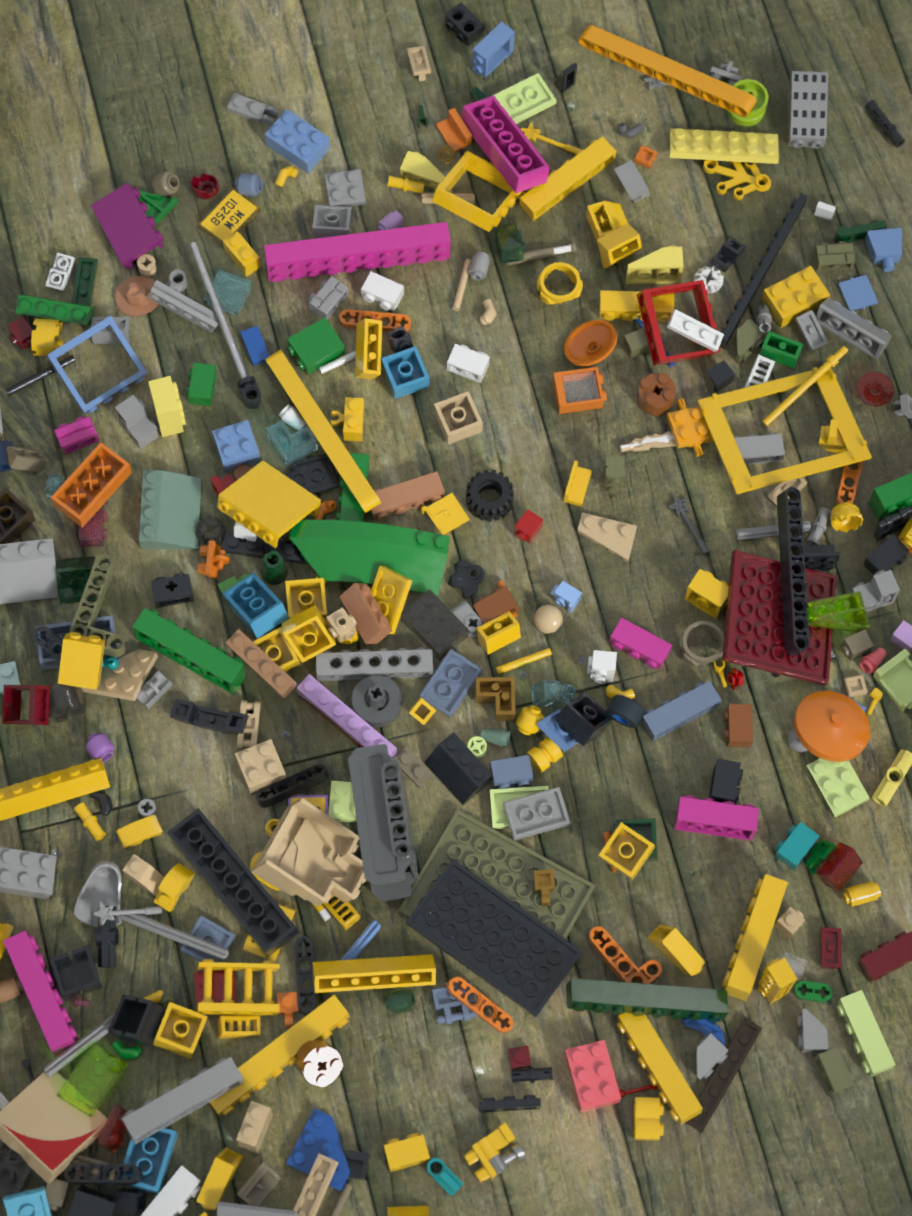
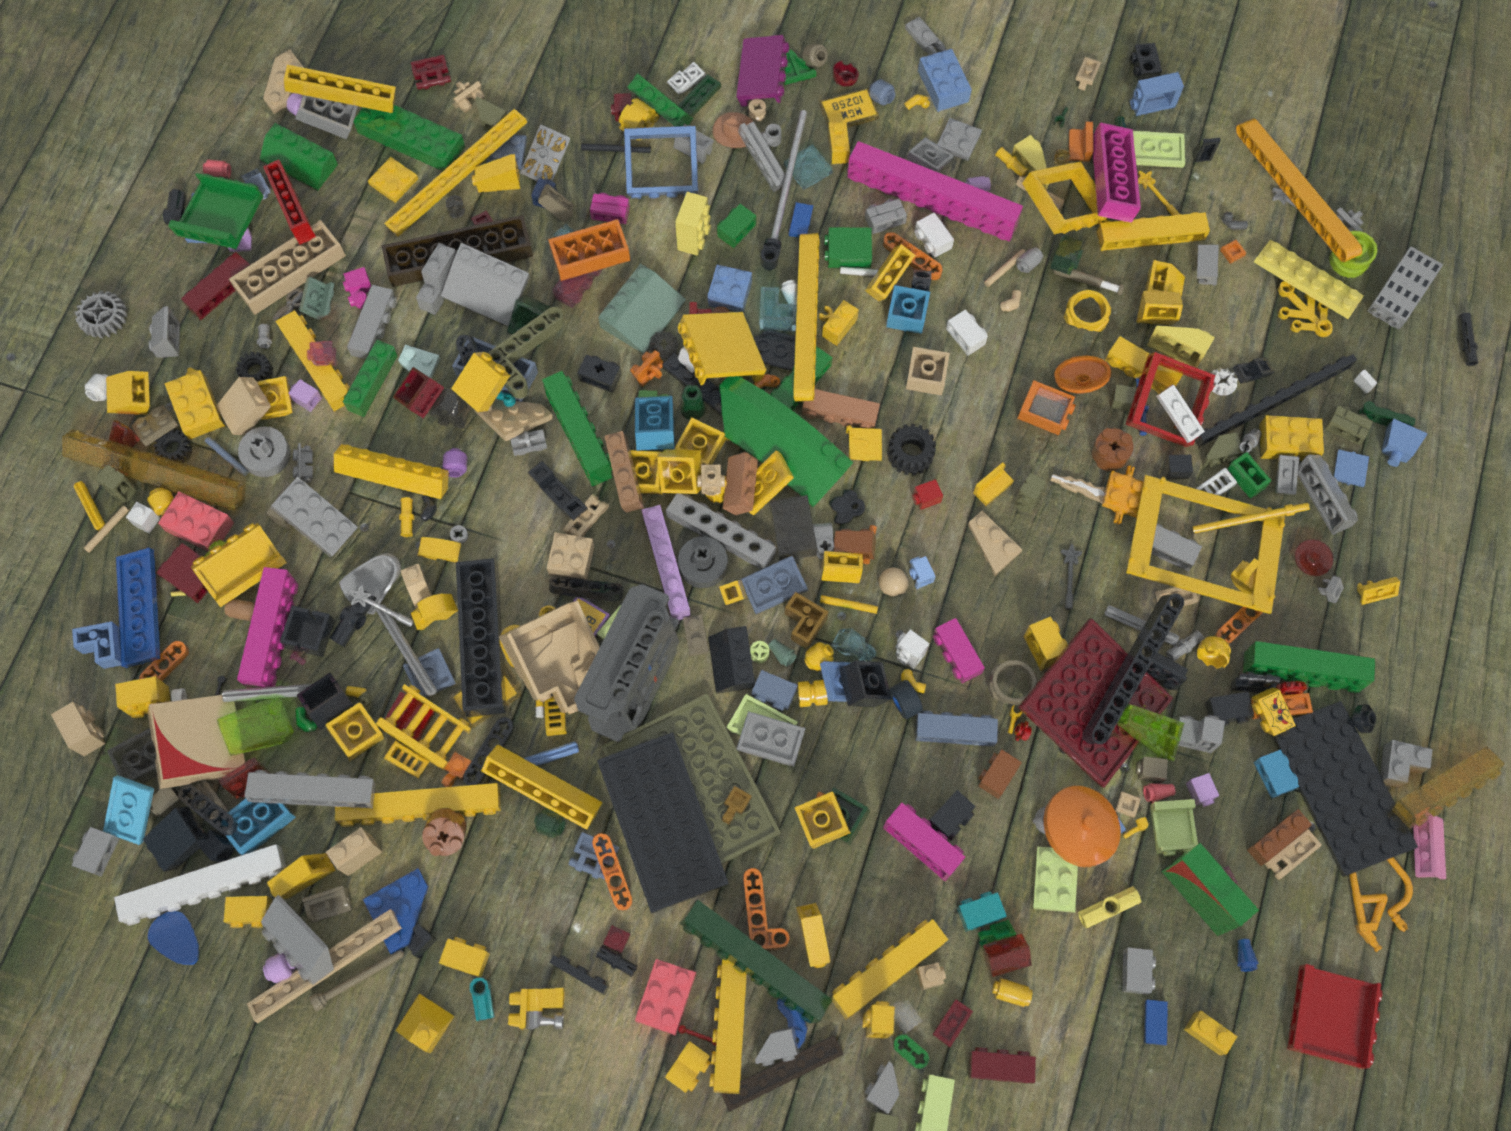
camera: 35 degrees right, 0 degrees up
(133, 419) = (663, 219): light grey brick -> none

